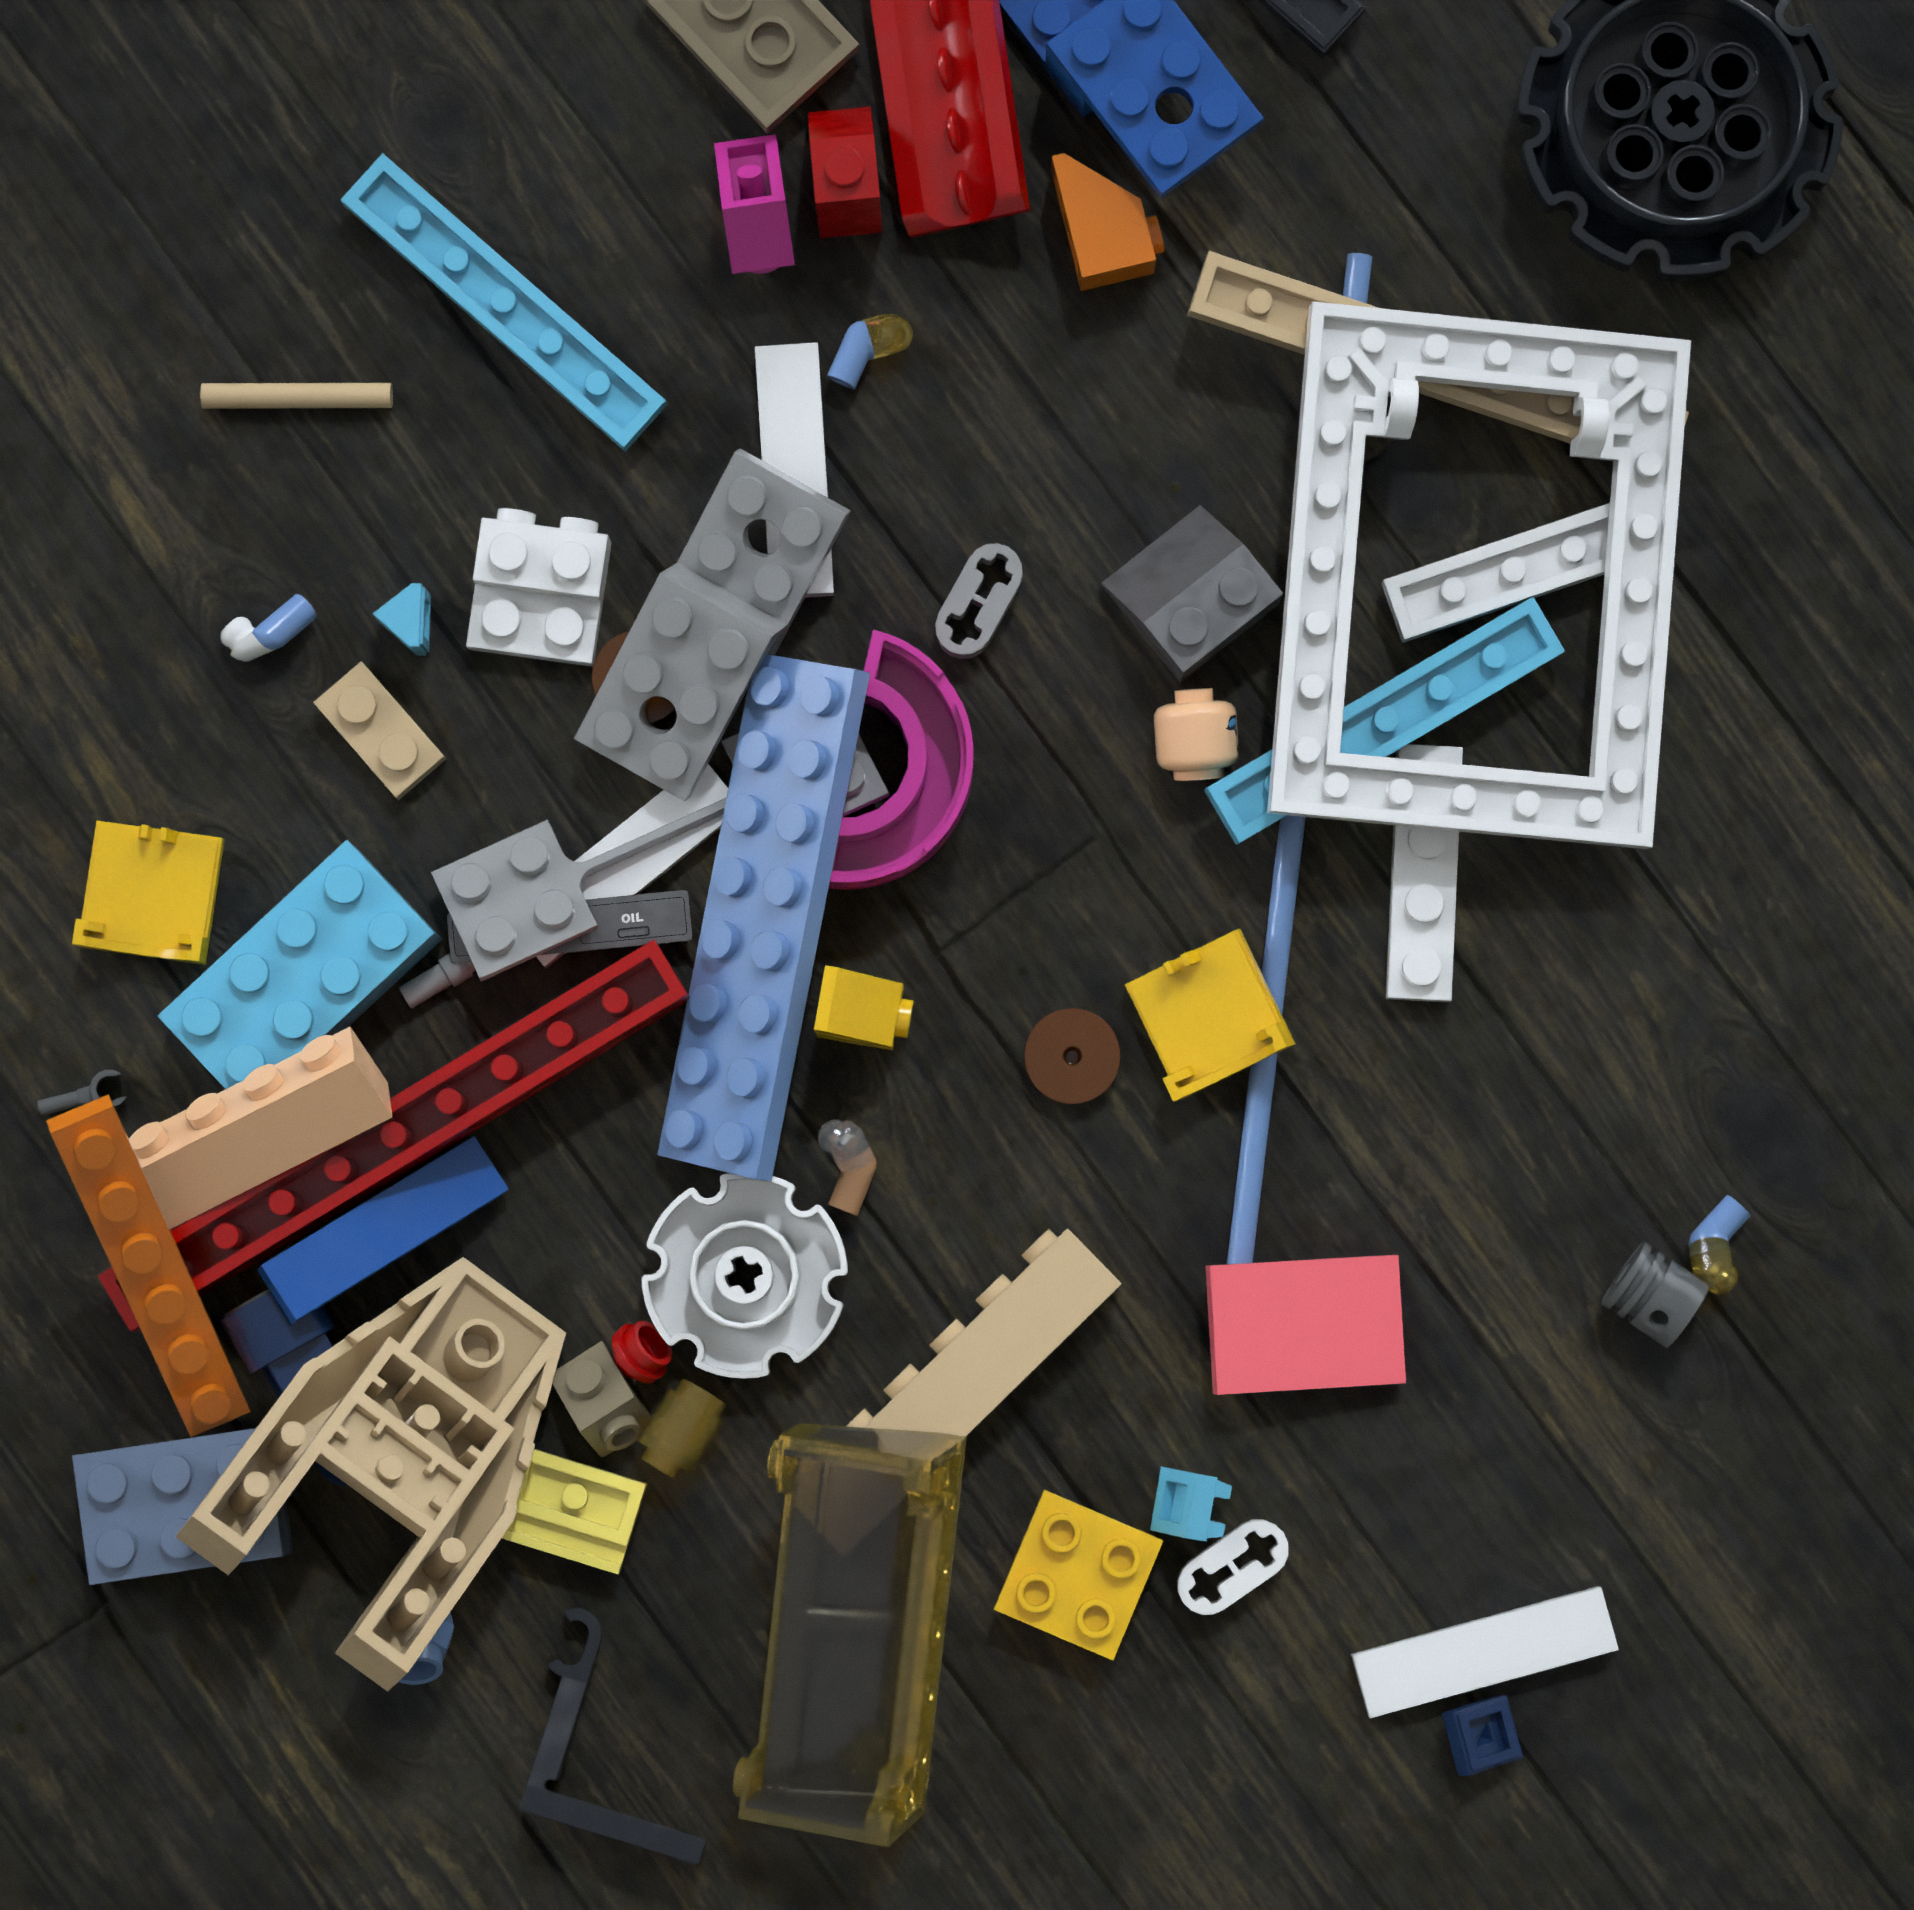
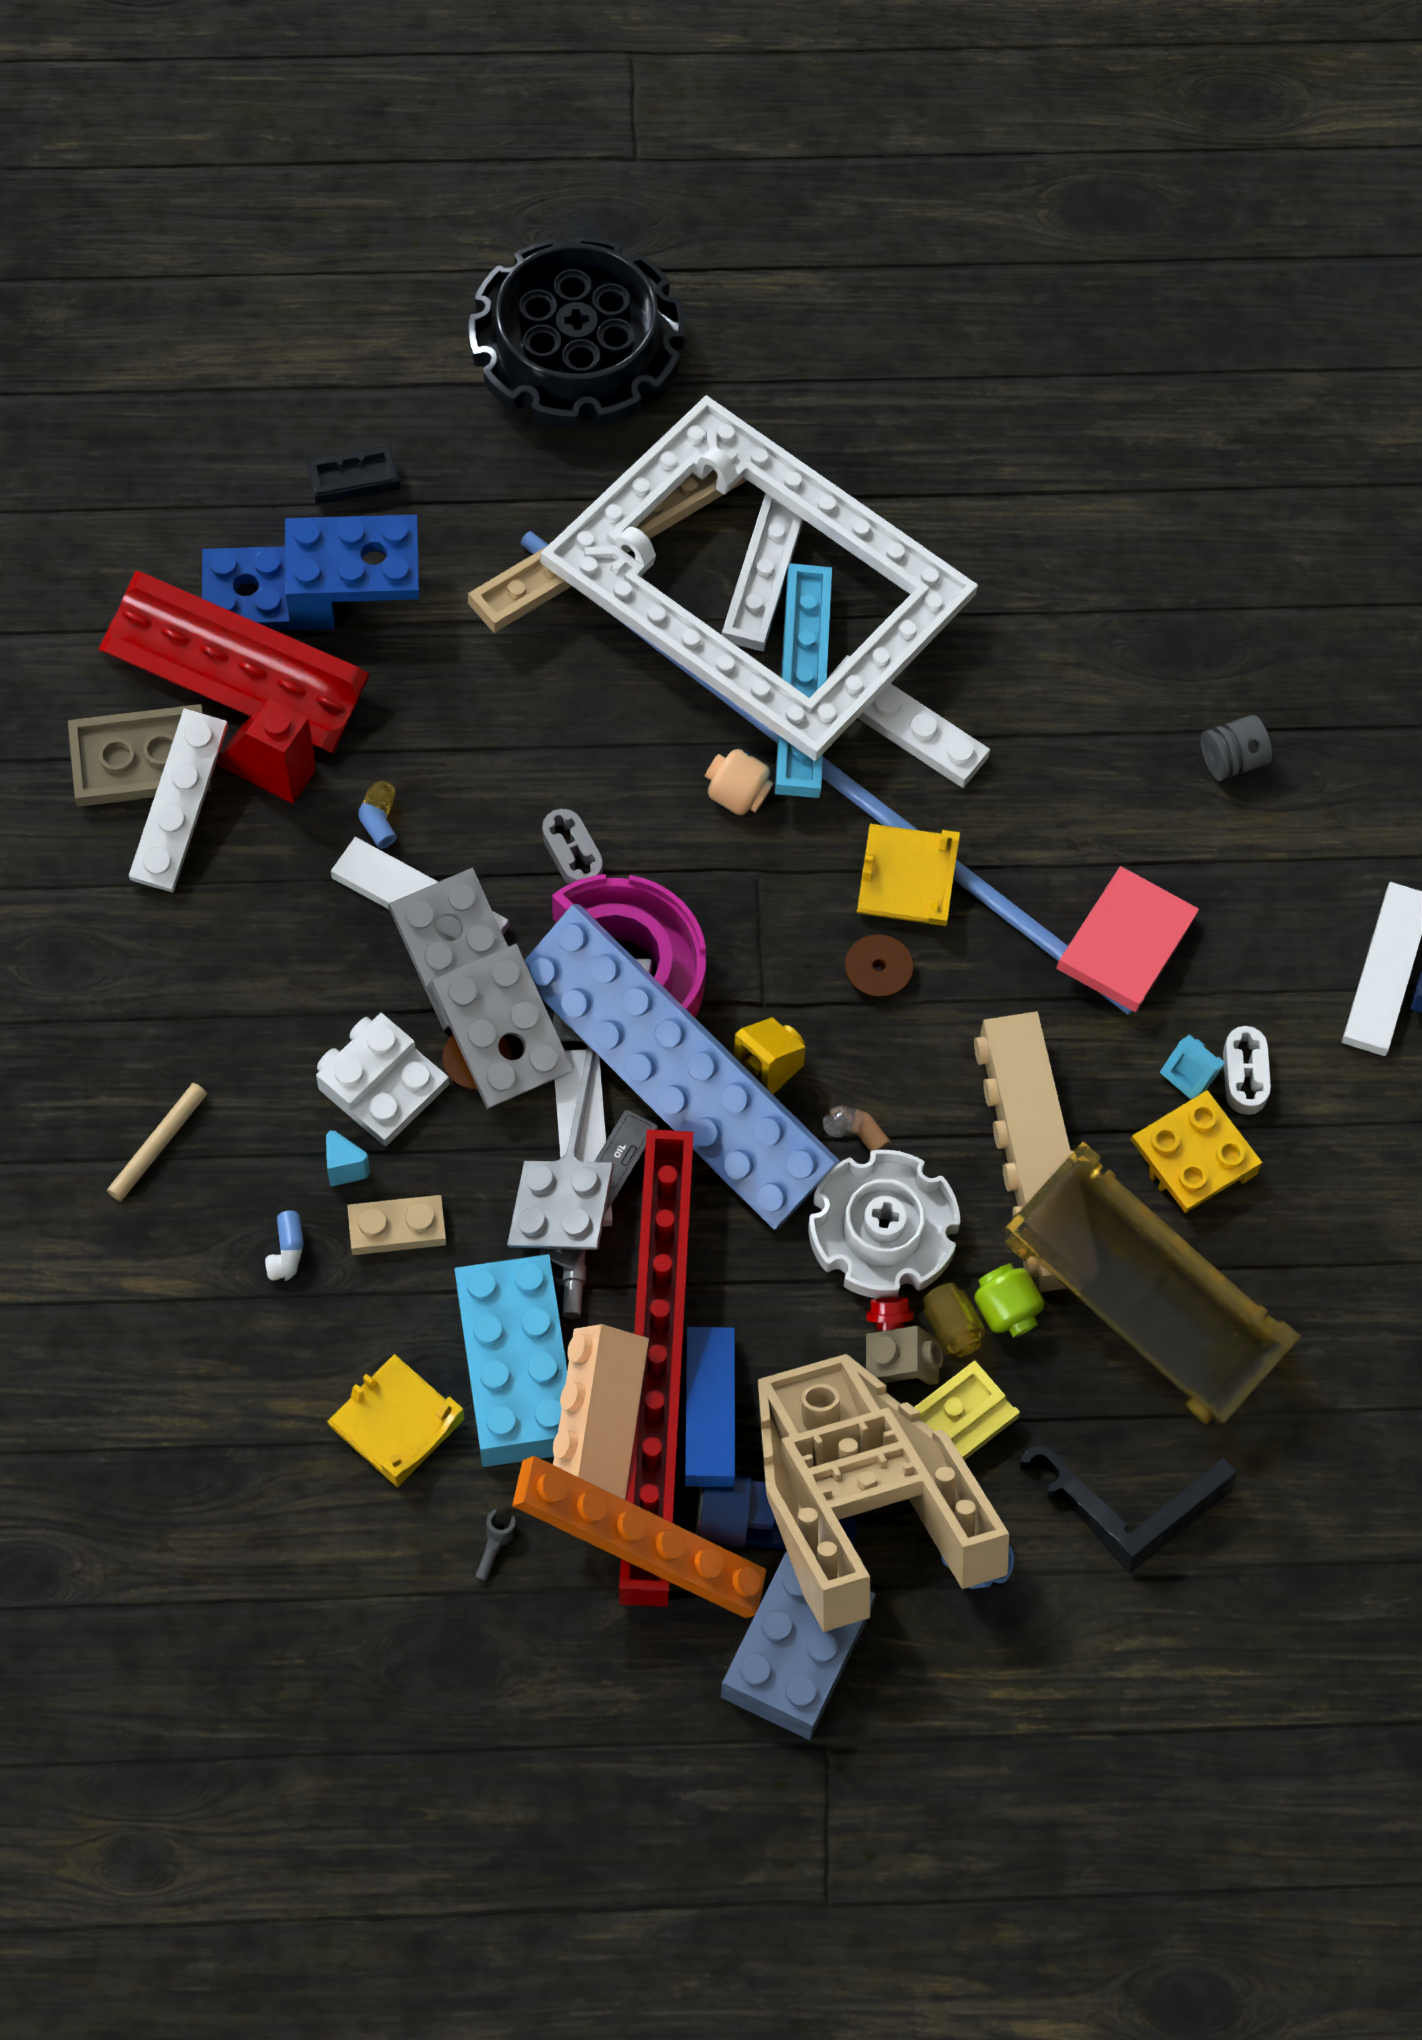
camera: 60 degrees left, 20 degrees down
(504, 302) = (194, 988): medium azure plate -> none
(716, 111) = (178, 800): none -> white plate
(738, 1479) = (1009, 1300): none -> lime head
(754, 204) = (249, 817): dark pink slope -> none
(1104, 226) = (404, 648): orange slope -> none
(1193, 592) = (654, 732): flat silver slope -> none
(1710, 1245) = (1224, 706): arm -> none

